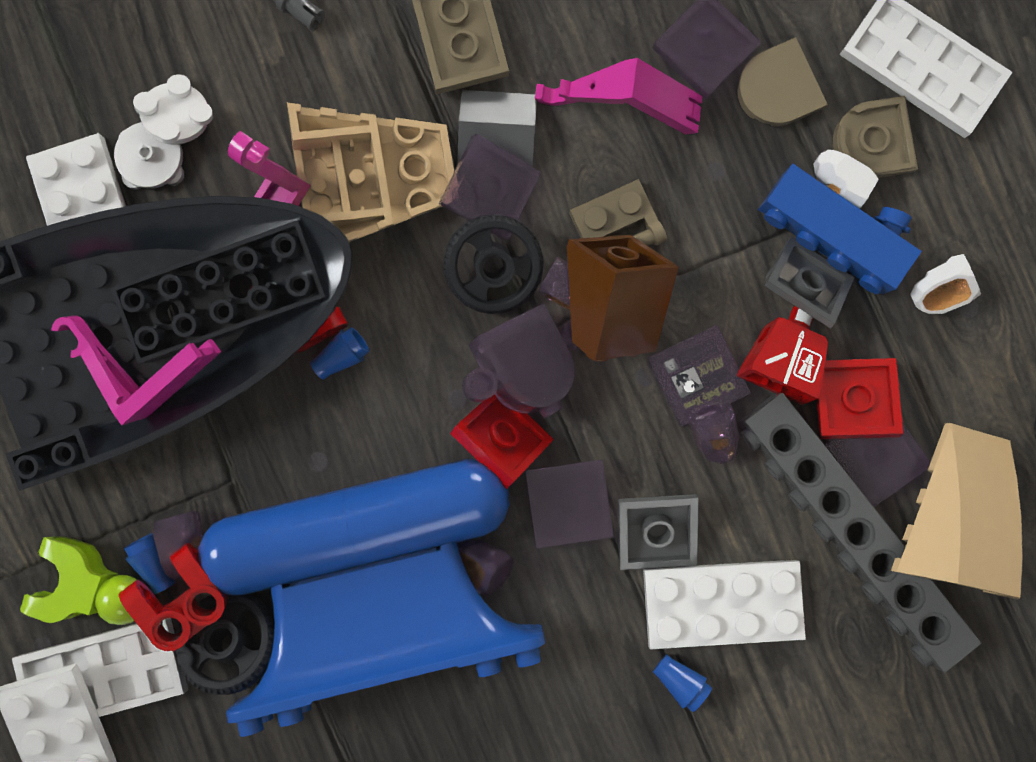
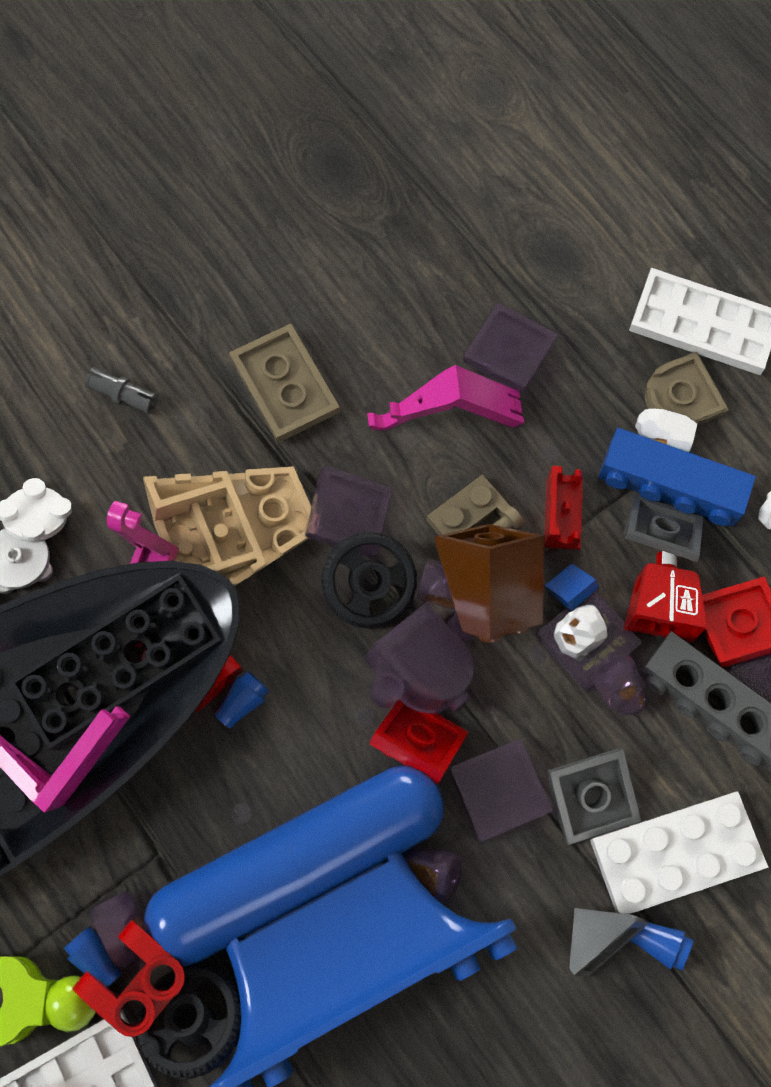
camera: 15 degrees left, 15 degrees down
(501, 119) = (342, 448): dark grey slope -> none
(623, 662) = (598, 937): none -> slope
(690, 370) = (580, 631): none -> white rock
(696, 319) = (571, 586): none -> blue tile
(712, 236) = (563, 509): none -> red hinge
(780, 86) = (585, 368): dark tan tile -> none
(894, 220) = (723, 455): blue plate -> none

